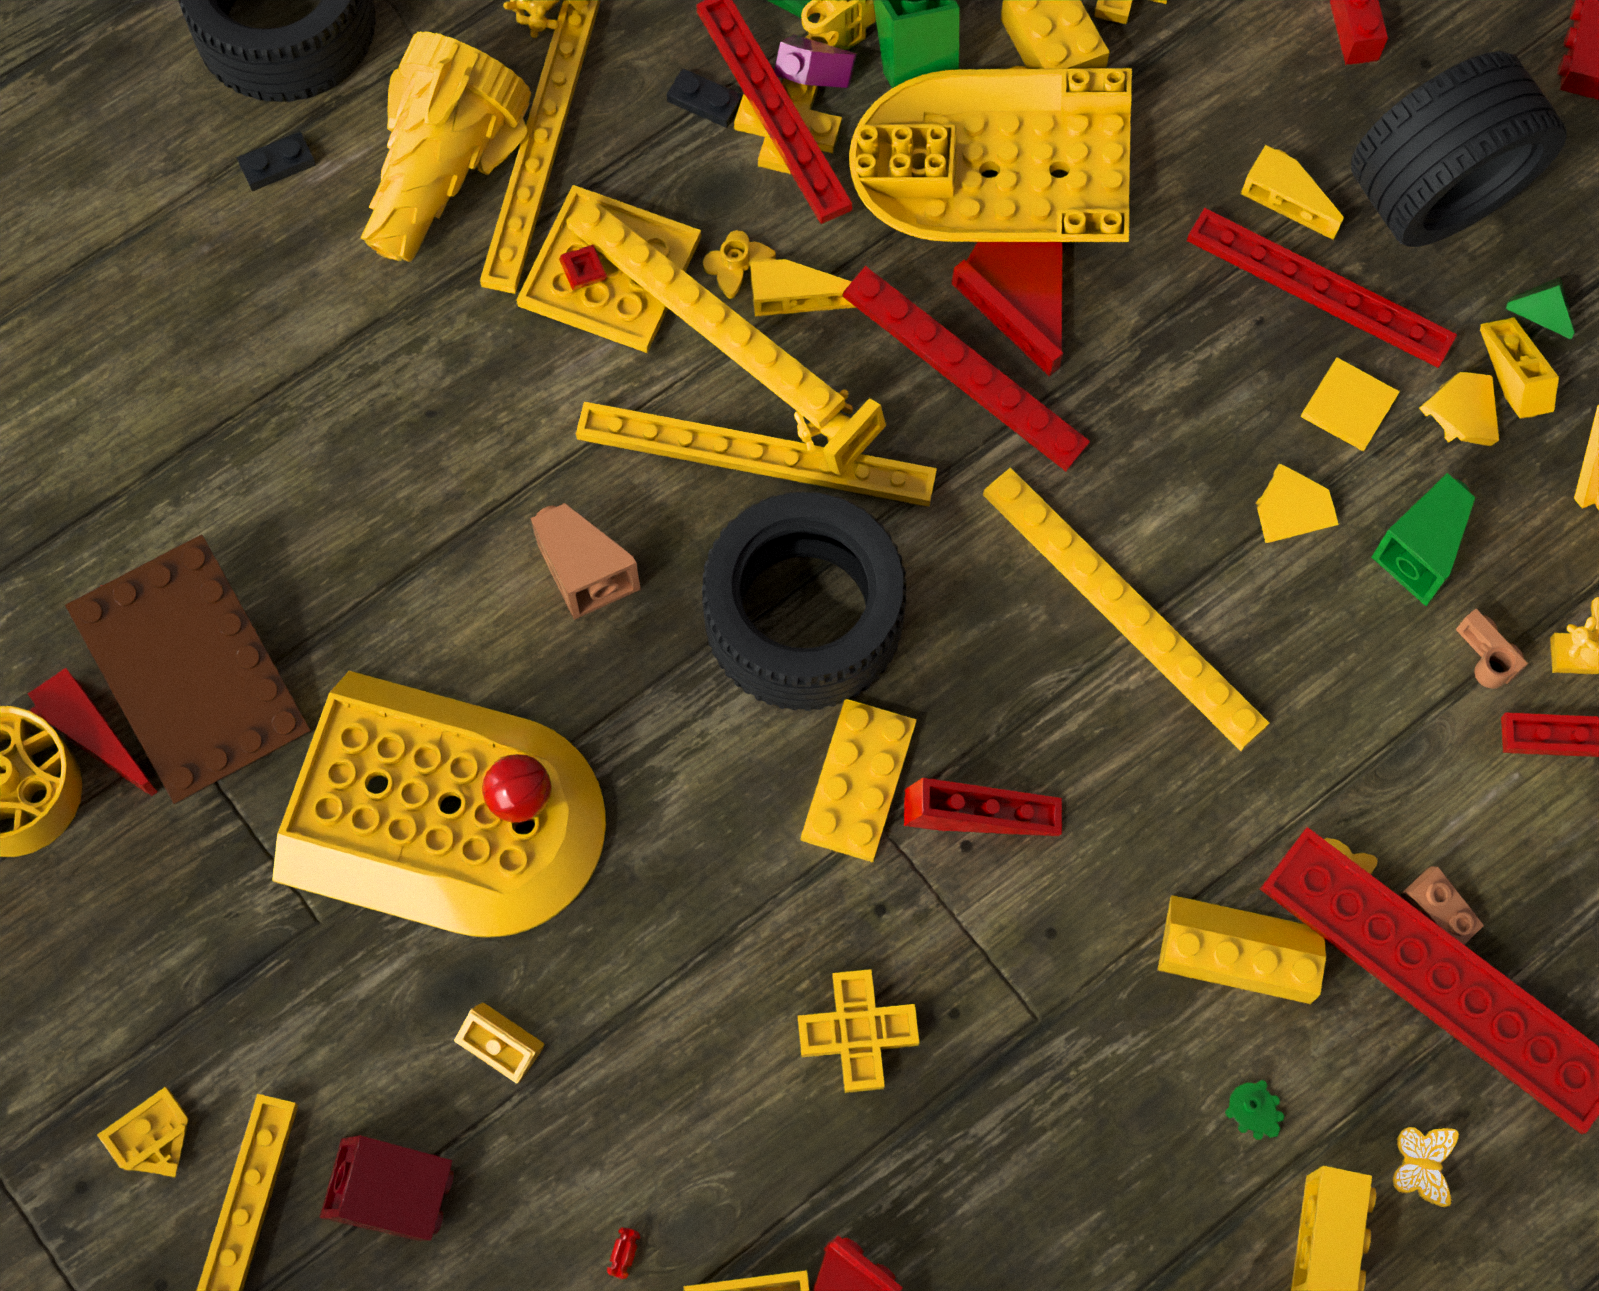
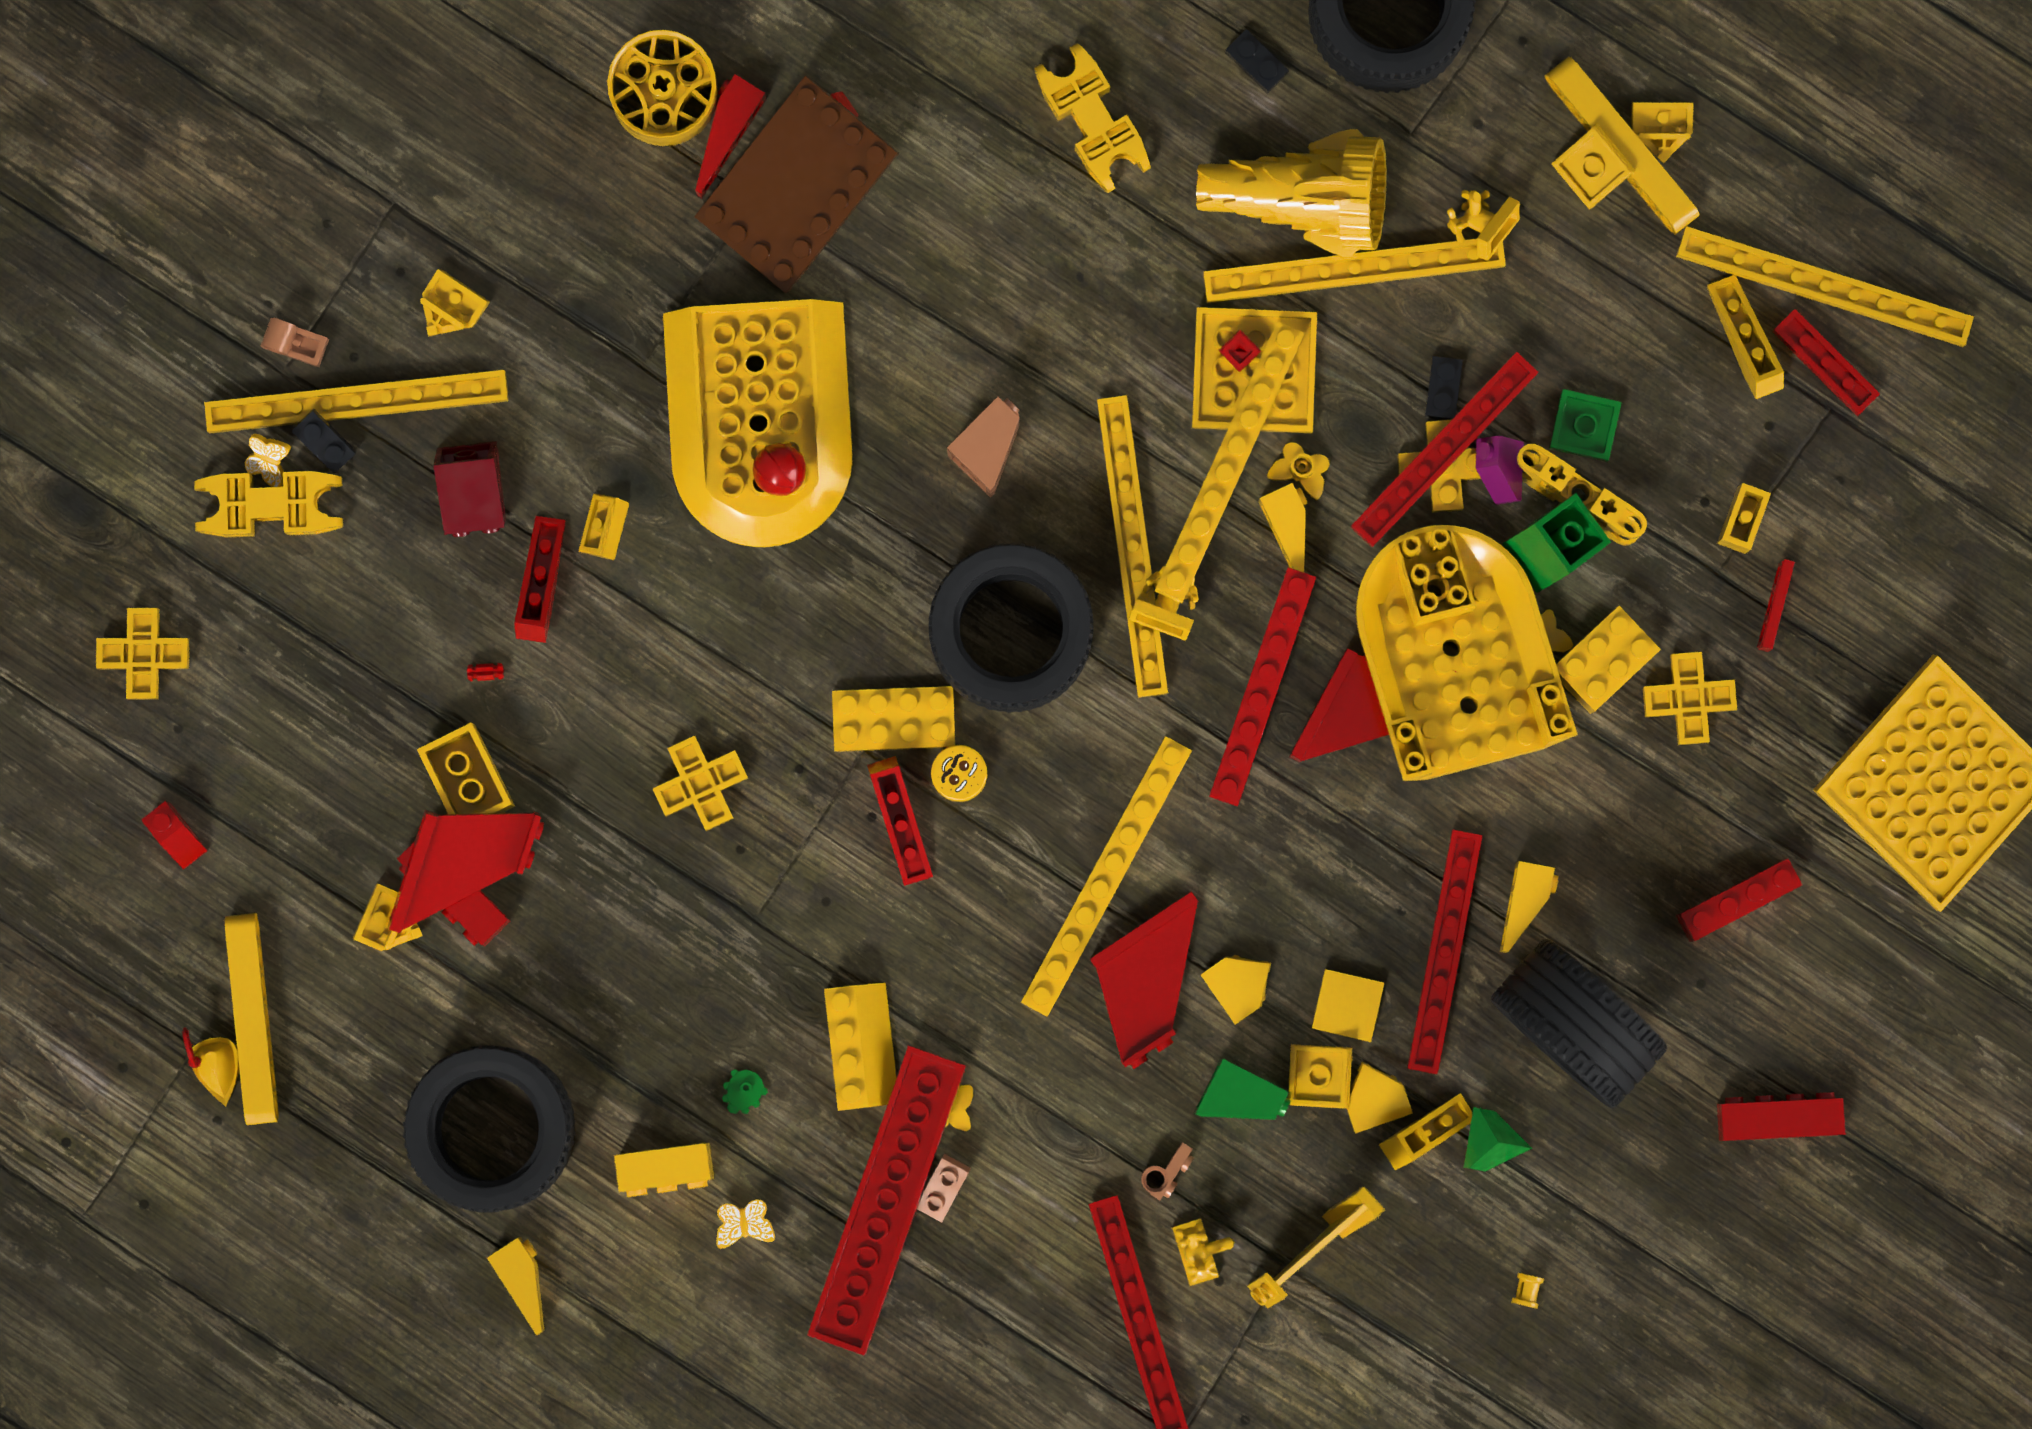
camera: 70 degrees right, 15 degrees up
(238, 341) = (1080, 97): none -> yellow piece
(535, 1141) = (539, 580): none -> red slope
(950, 725) = (959, 773): none -> yellow head
(1258, 604) = (1144, 980): none -> red piece
(1423, 451) = (1320, 1076): none -> yellow tile

